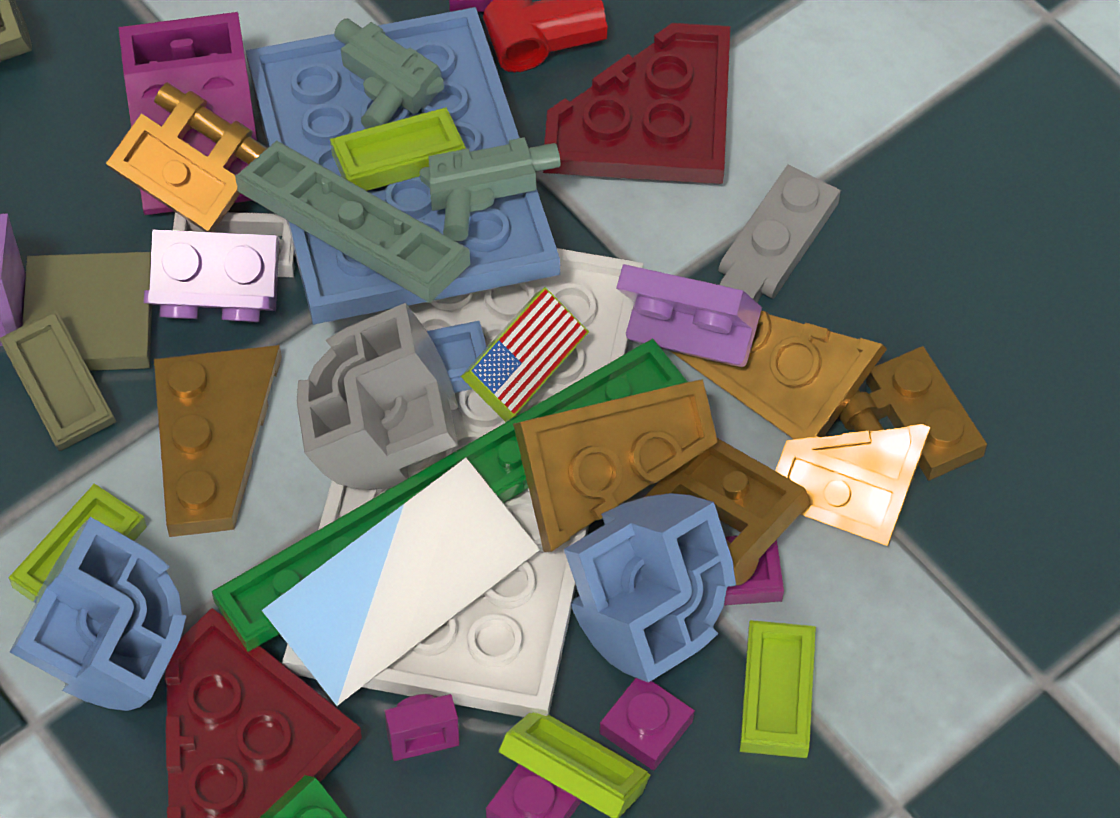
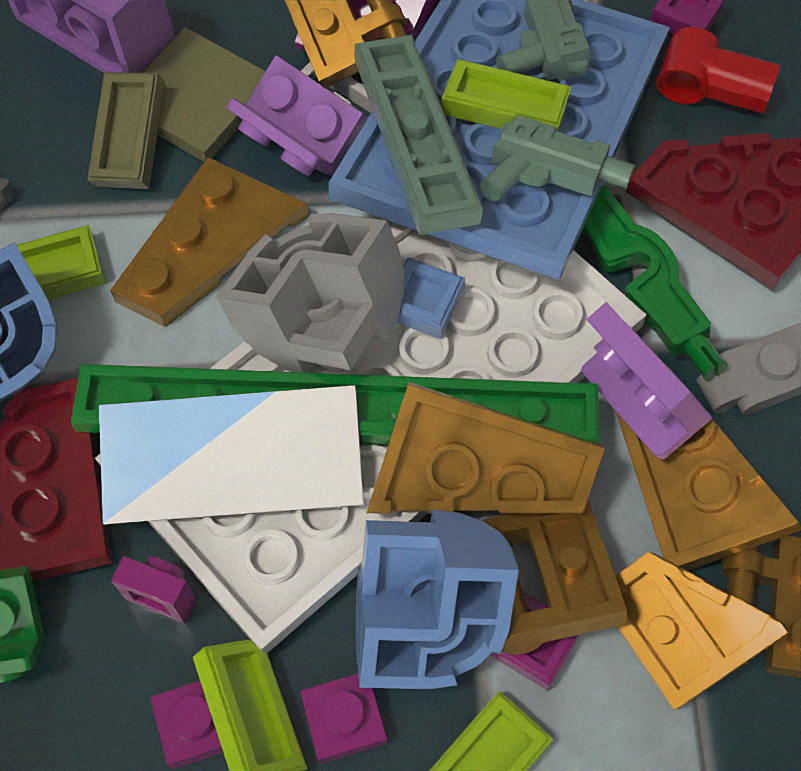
camera: 40 degrees right, 5 degrees up
(524, 354) = (477, 329): tile -> none
(636, 238) = (657, 290): none -> green piece

